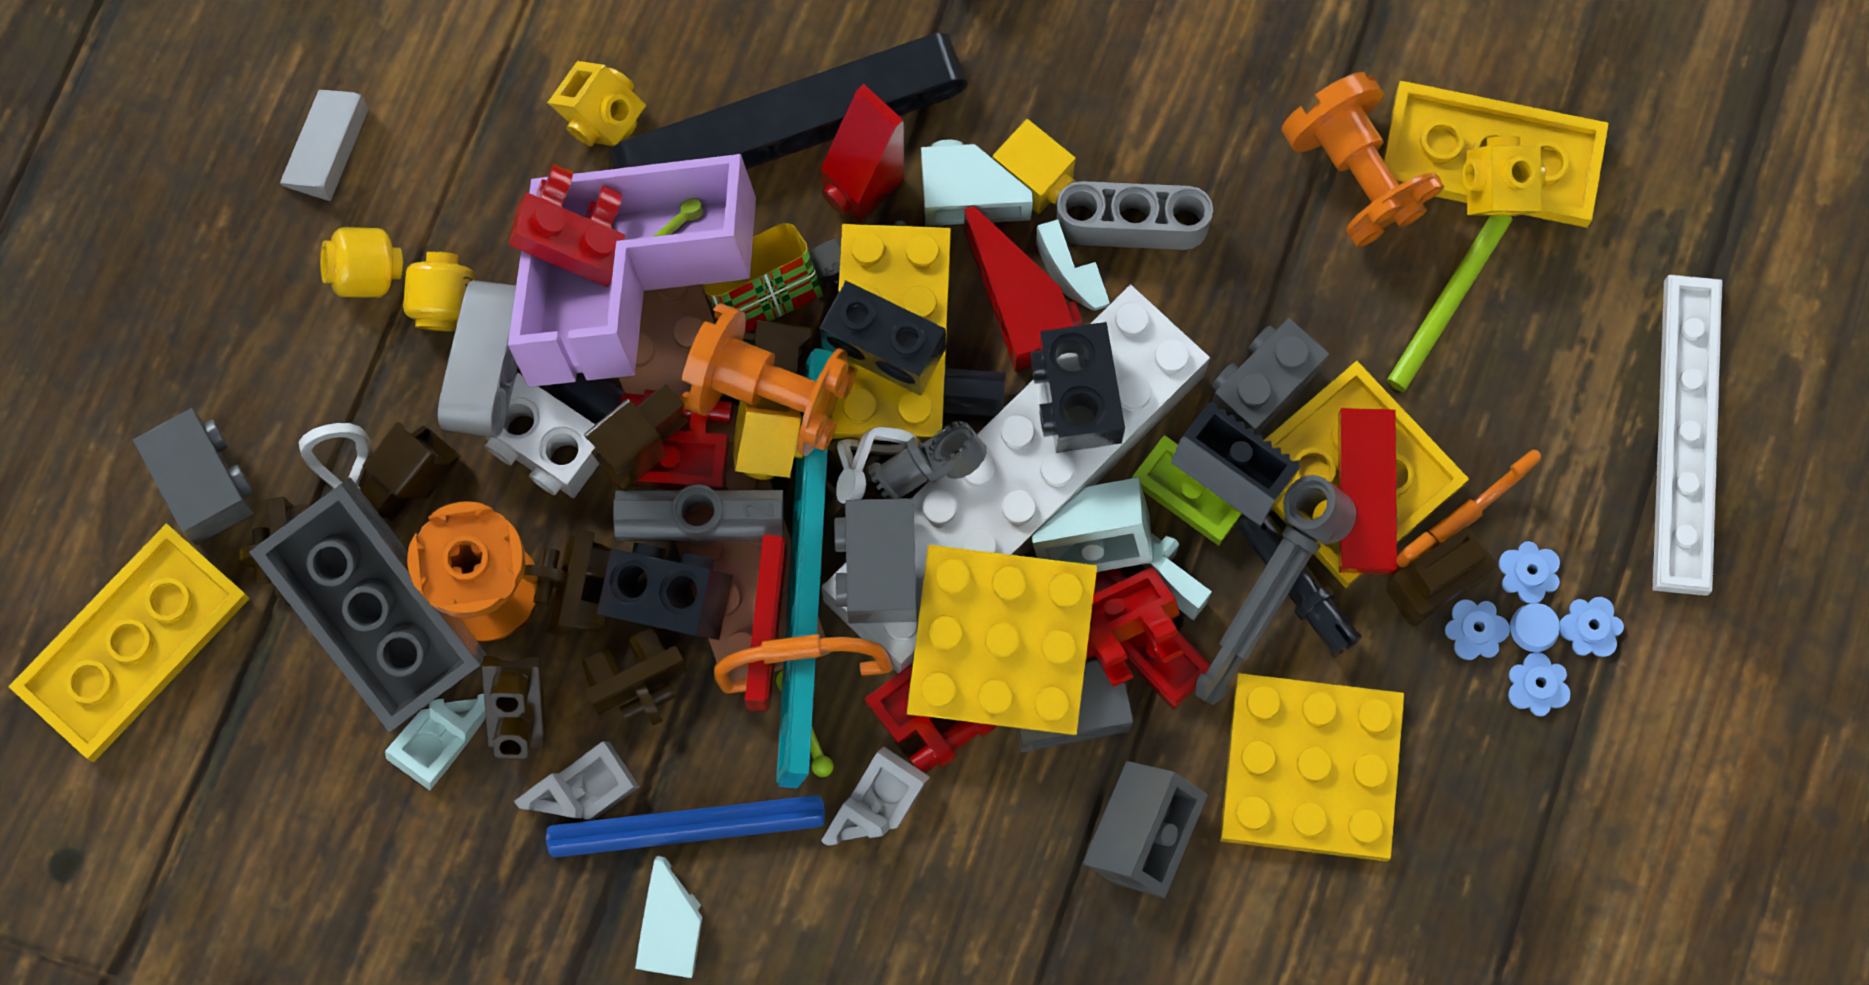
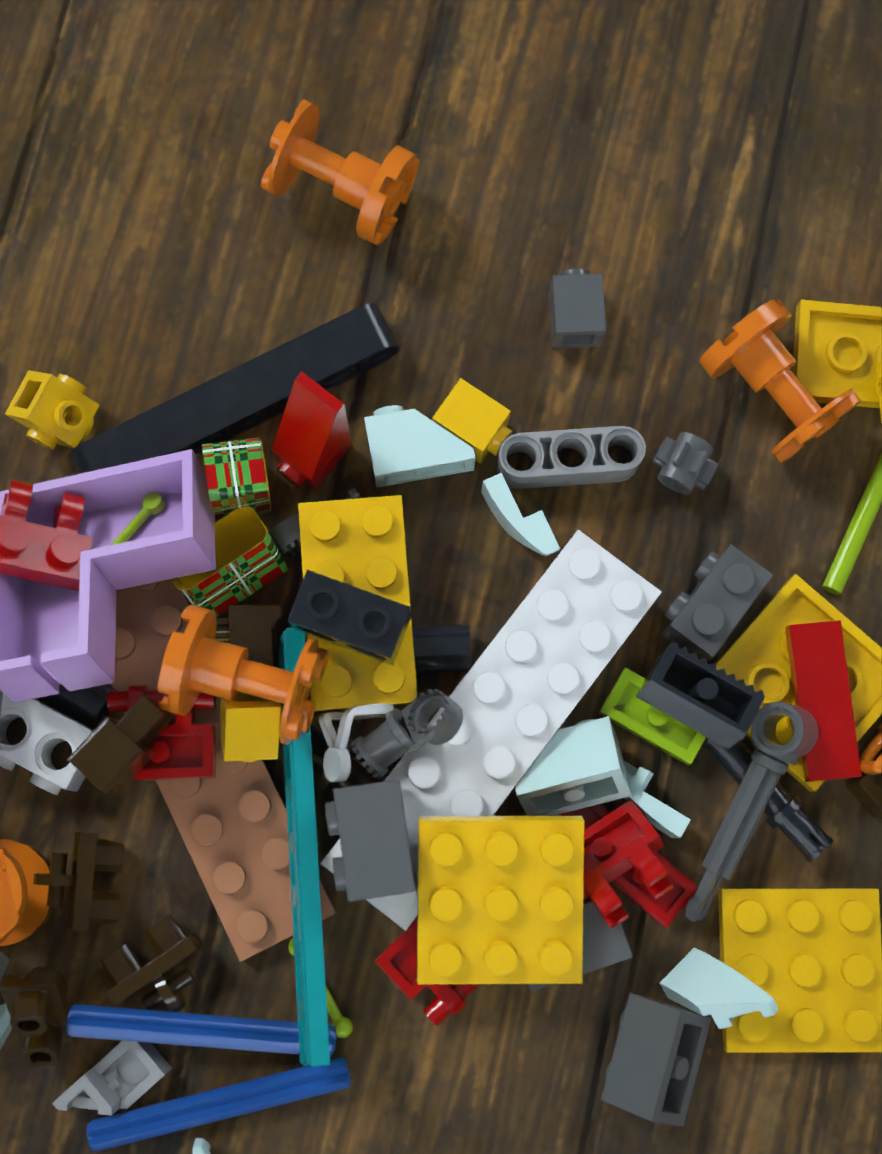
camera: 10 degrees left, 5 degrees up
(662, 514) = (161, 809): dark grey piece -> none
(664, 597) = (171, 896): black brick -> none
(665, 743) = (186, 1029): none -> blue axle
(766, 620) = (271, 907): red tile -> none
(783, 189) = (236, 476): none -> piece
(800, 648) = (307, 939): orange piece -> none
(879, 799) = (399, 1056): light grey slope -> none
(1017, 288) = (478, 551): red slope -> none
(1091, 387) = (558, 640): black brick -> none
(1160, 65) = (577, 309): none -> dark grey brick
(1219, 766) = (715, 989): none -> light aqua slope
(1254, 234) = (685, 463): none -> dark grey gear

